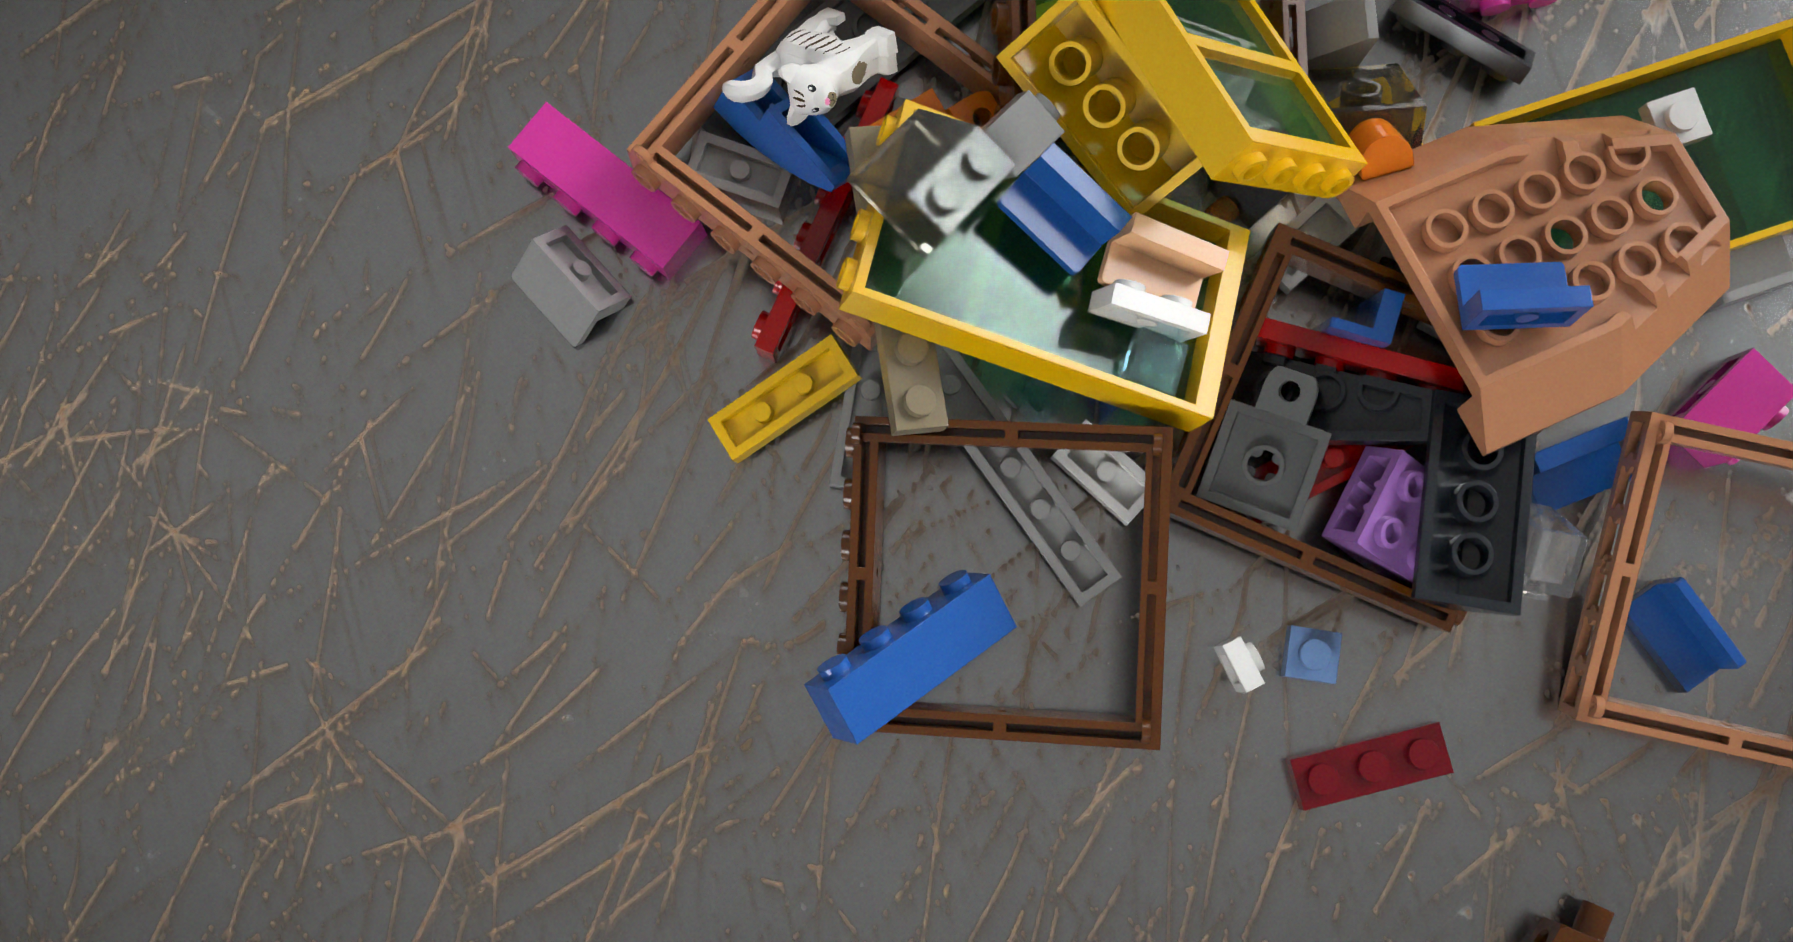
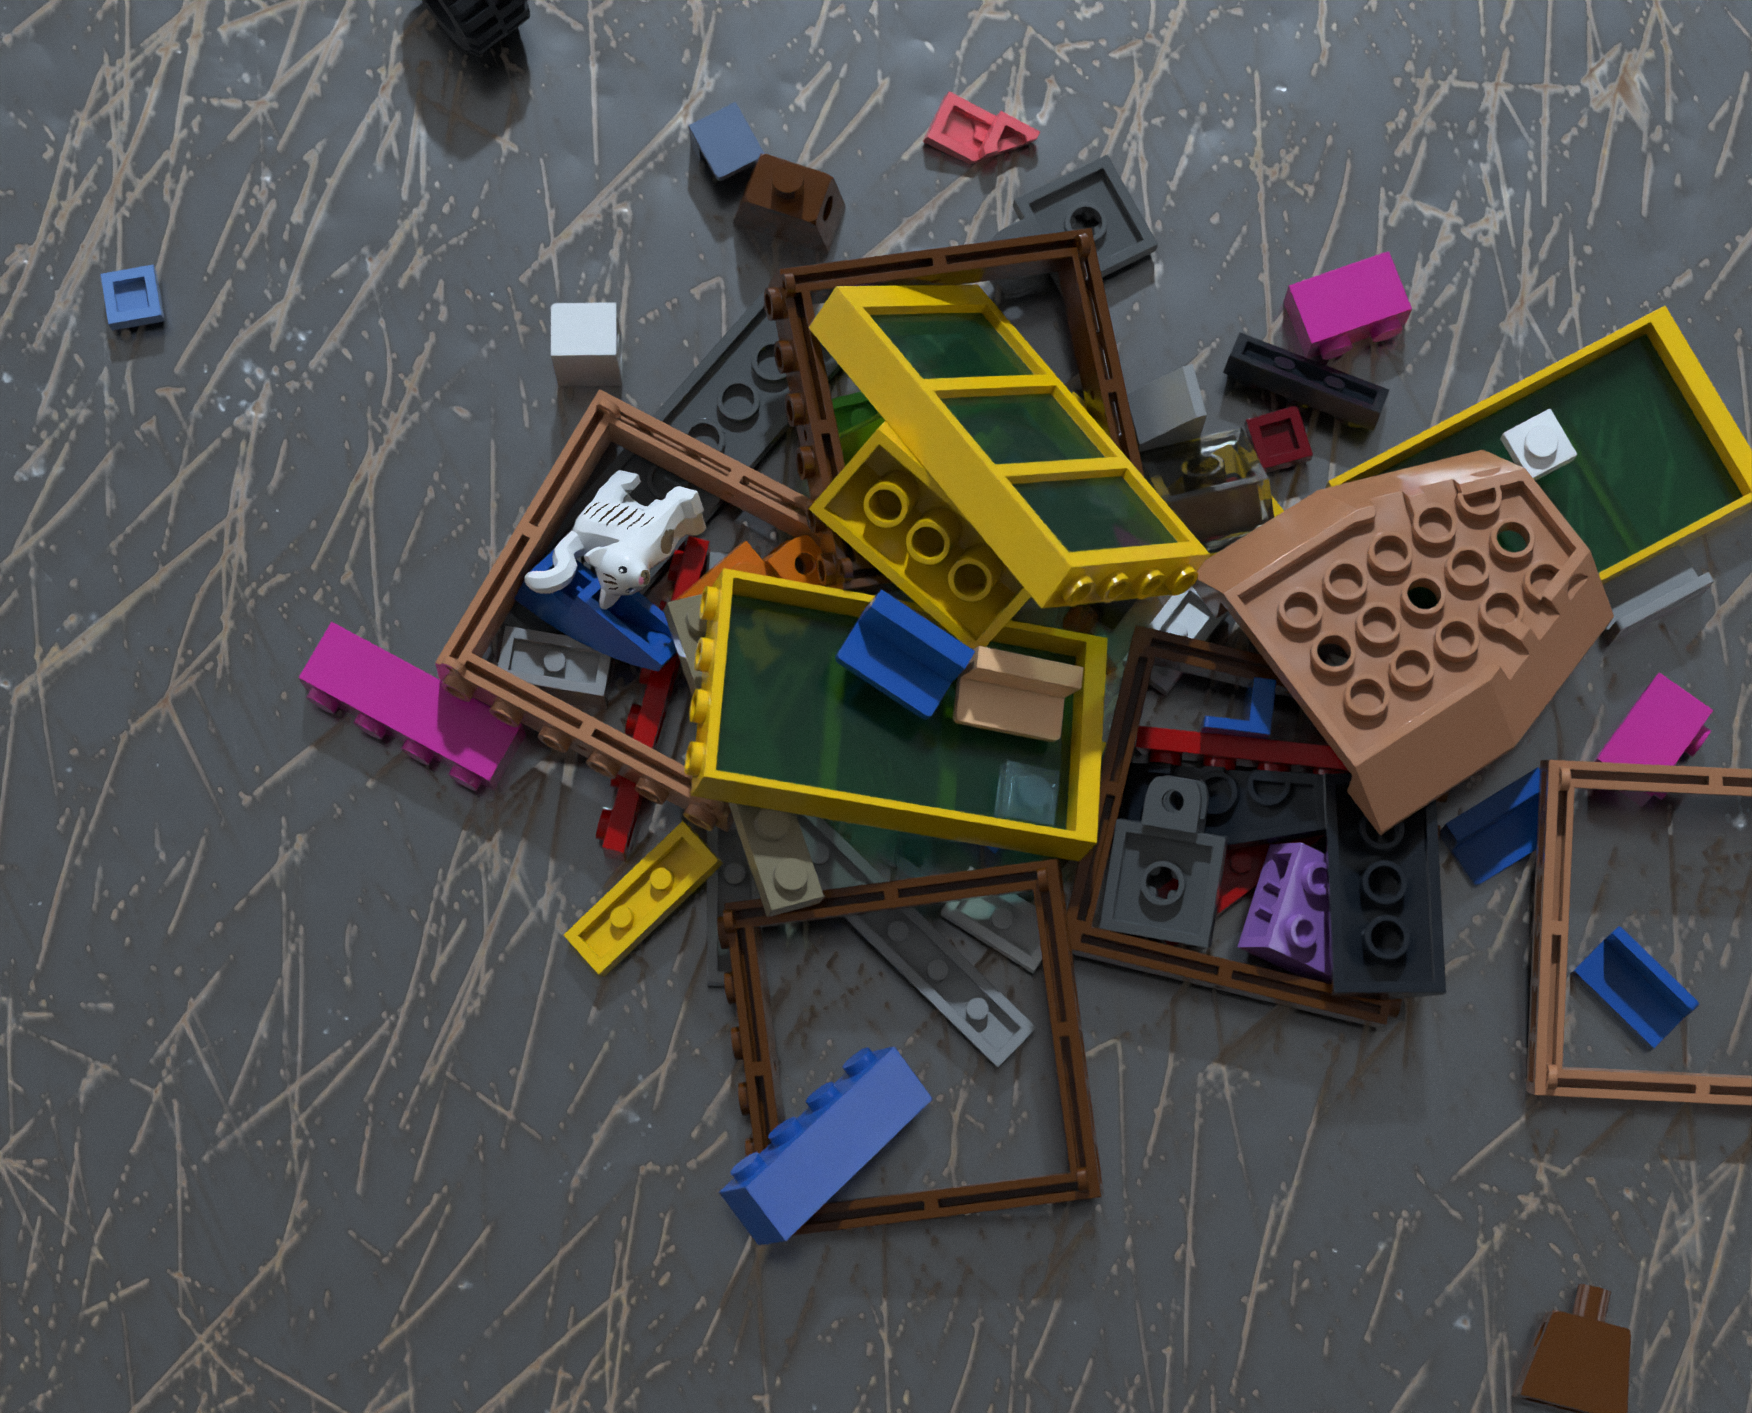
camera: 15 degrees left, 5 degrees down
(568, 283) = (385, 814): light grey panel -> none
(930, 176) = (762, 646): clear smoke slope -> none
(1024, 129) = (845, 585): light grey brick -> none
(1167, 315) = (1031, 745): white plate -> none
(1241, 663) = (1178, 1097): white plate -> none
(1311, 654) = (1253, 1077): medium blue plate -> none
(1369, 765) = (1333, 1184): dark red plate -> none
(1381, 147) = (1225, 531): orange brick -> none
(1432, 77) = (1279, 439): none -> dark red plate
(1518, 296) = (1378, 667): blue panel -> none
(1552, 554) = (1470, 924): clear brick -> none

